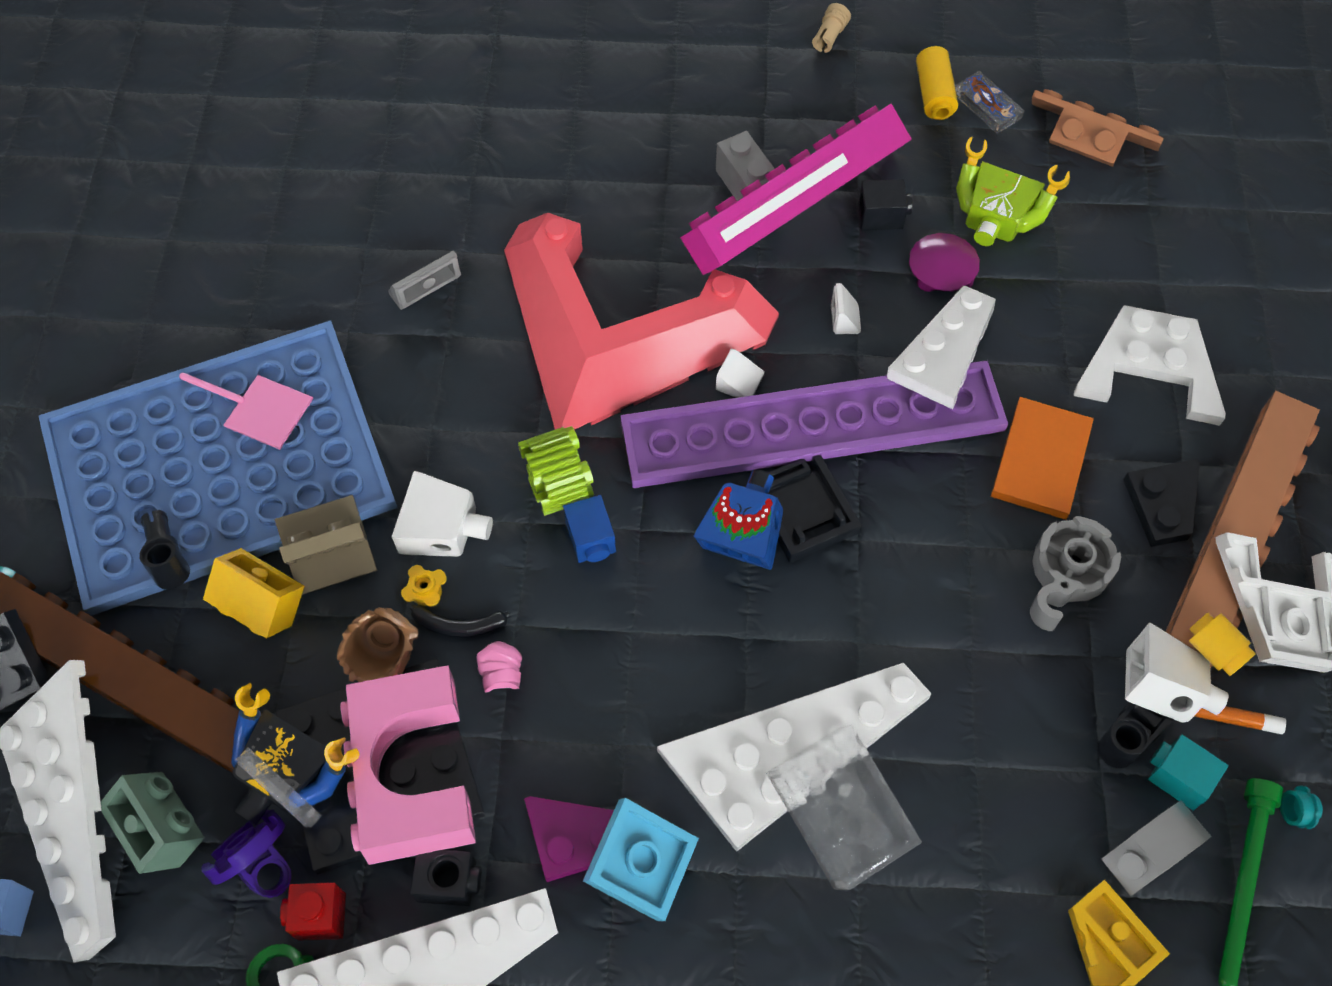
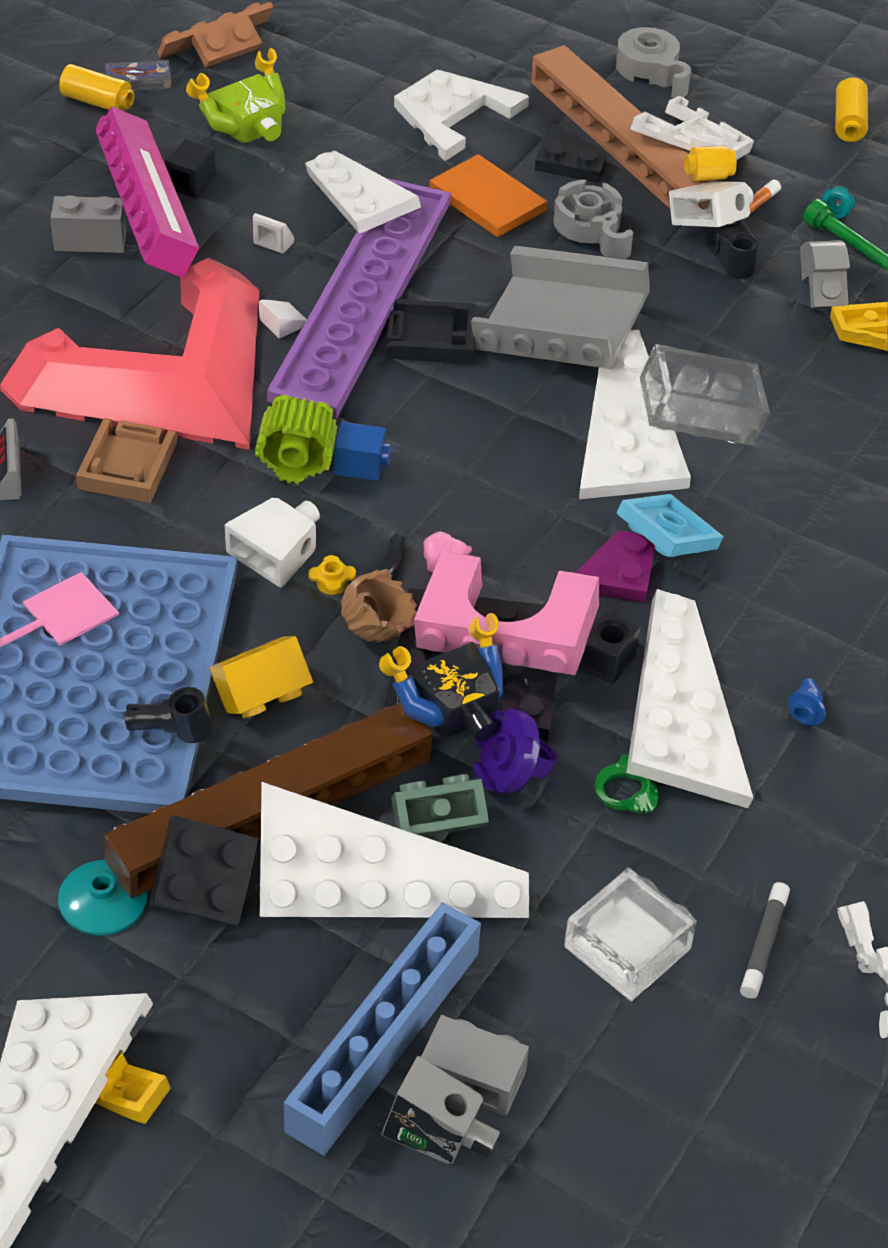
camera: 65 degrees left, 15 degrees down
(278, 788) = (491, 670): clear tile -> none
(314, 911) = (589, 732): red brick -> none
(325, 544) = (247, 609): dark tan bracket -> none
(491, 358) = (126, 463): none -> medium nougat container
(743, 522) = (429, 356): blue torso -> none
(902, 612) = (565, 307): none -> light grey panel
(944, 262) = (271, 166): magenta dish -> none
(1186, 771) = (782, 233): teal brick -> none

